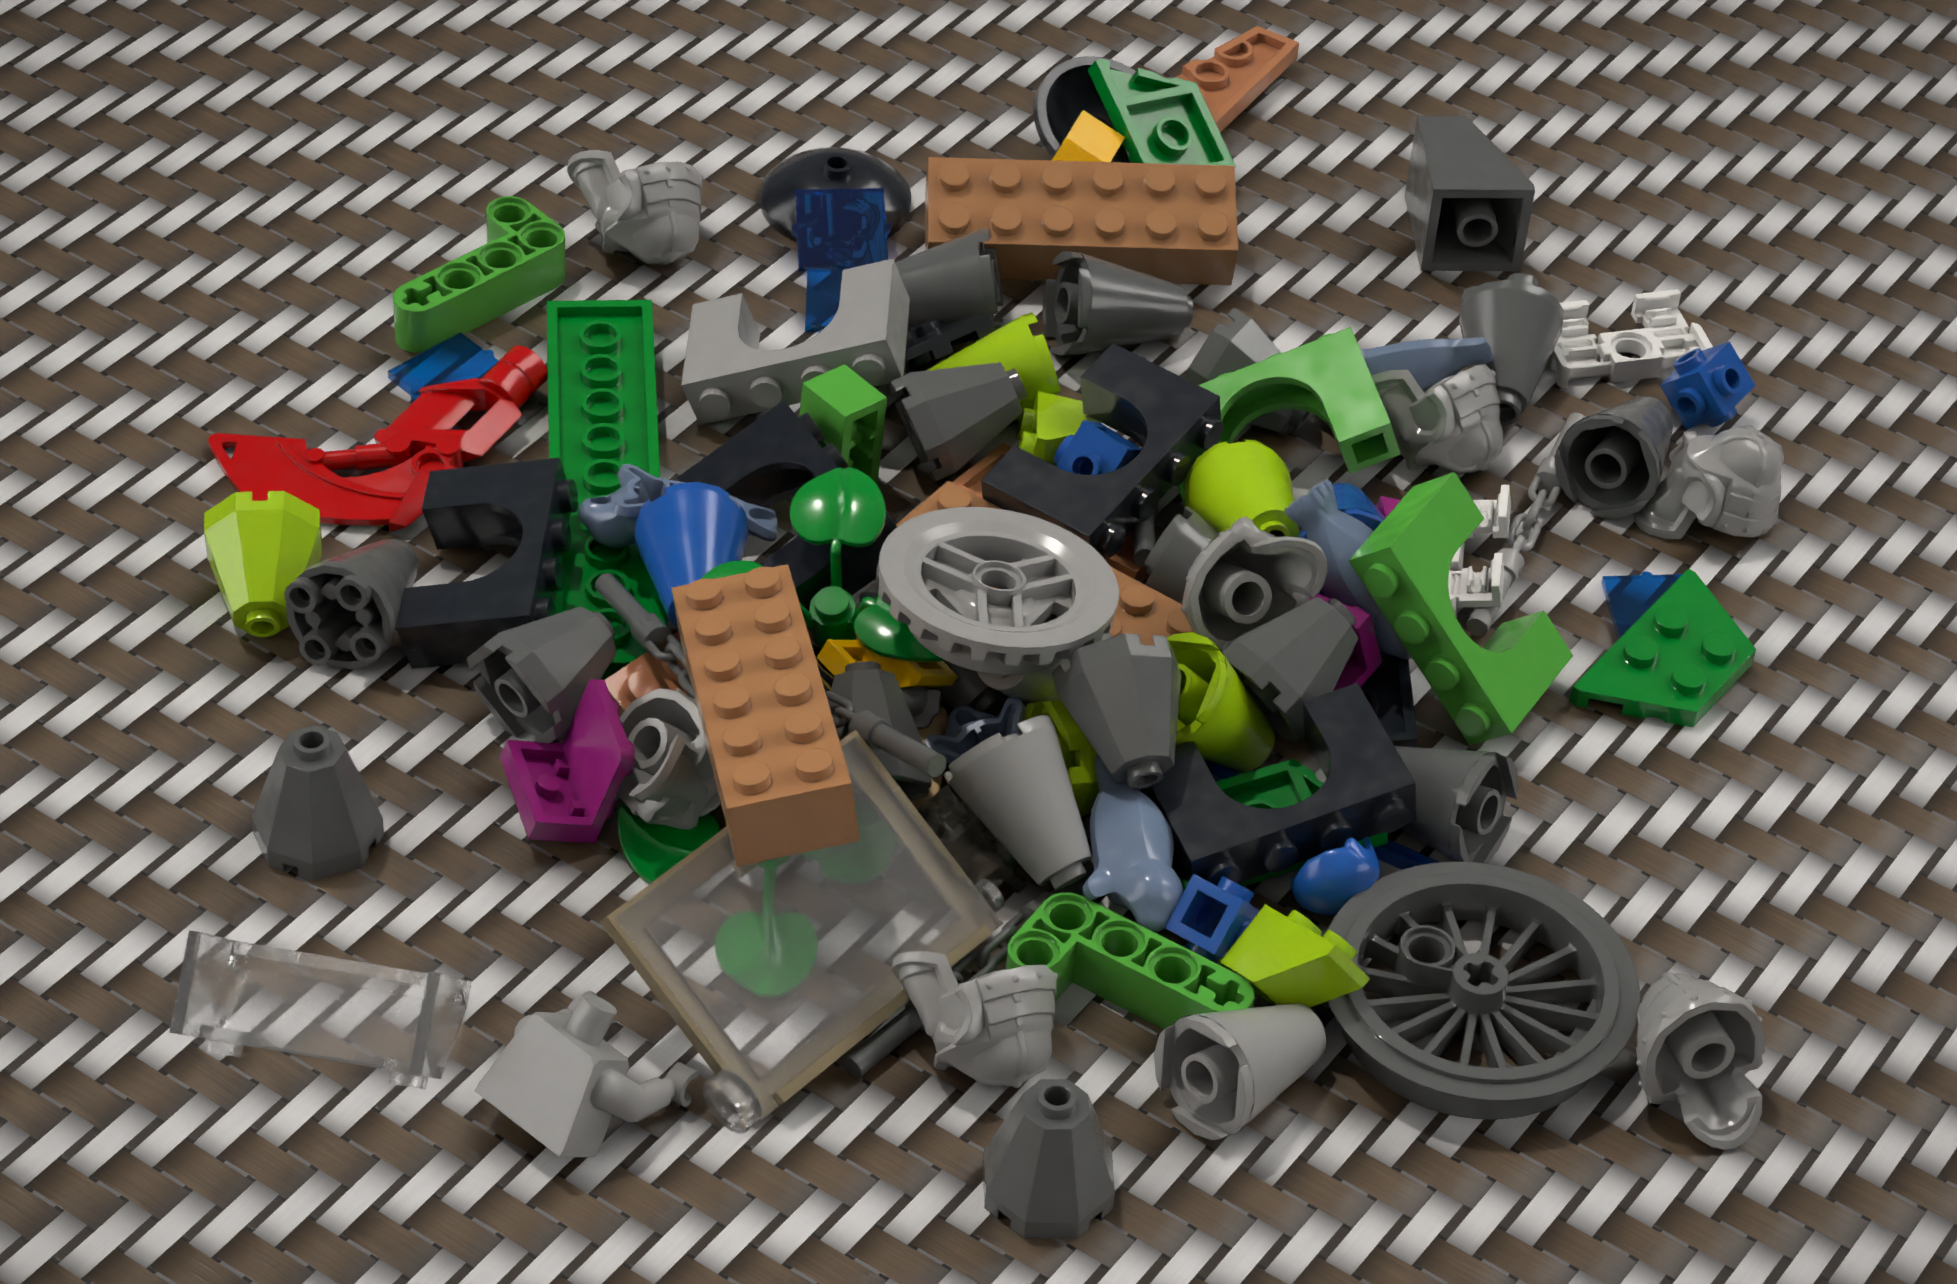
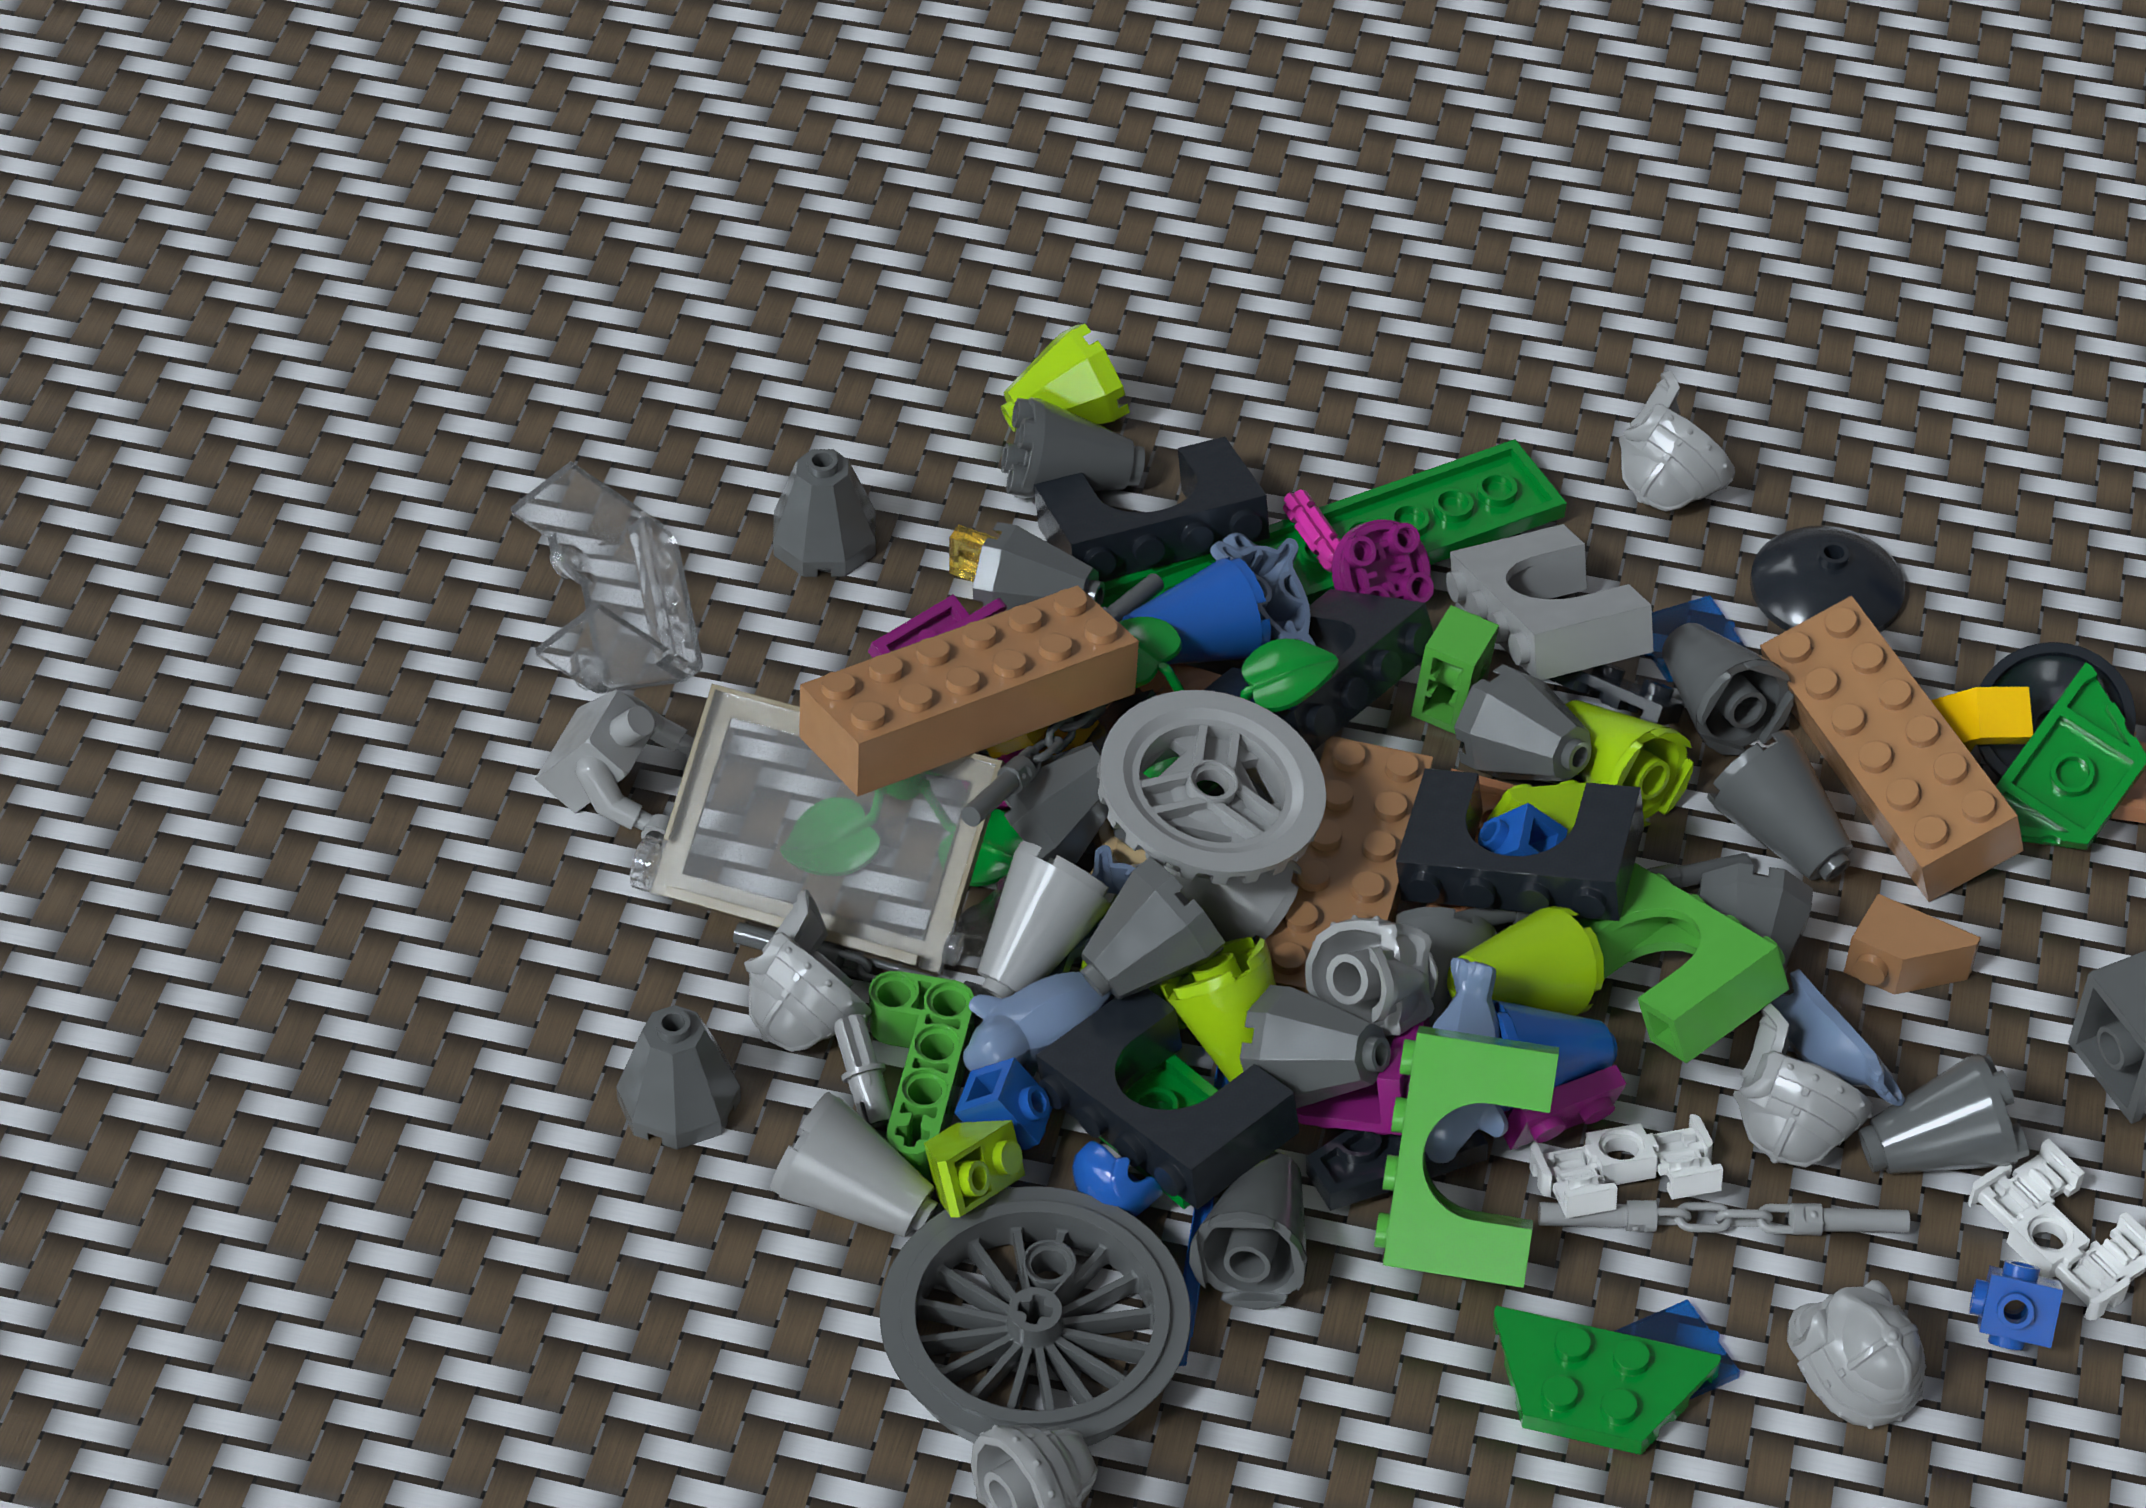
camera: 70 degrees right, 5 degrees up
(409, 446) = (1211, 367): red piece -> none
(444, 363) = (1400, 425): clear blue piece -> none
(448, 714) = (965, 551): none -> clear yellow plate
(515, 266) = (1520, 397): bright green beam -> none
(594, 460) = (1312, 526): none -> dark pink axle
(667, 432) = (1383, 561): none -> magenta tile
(840, 227) = (1766, 593): clear blue piece -> none
(1112, 1010) = (863, 1070): none -> light grey axle
(1293, 303) = (1908, 949): none -> medium nougat slope
(1616, 457) = (1850, 1244): dark grey cone -> none

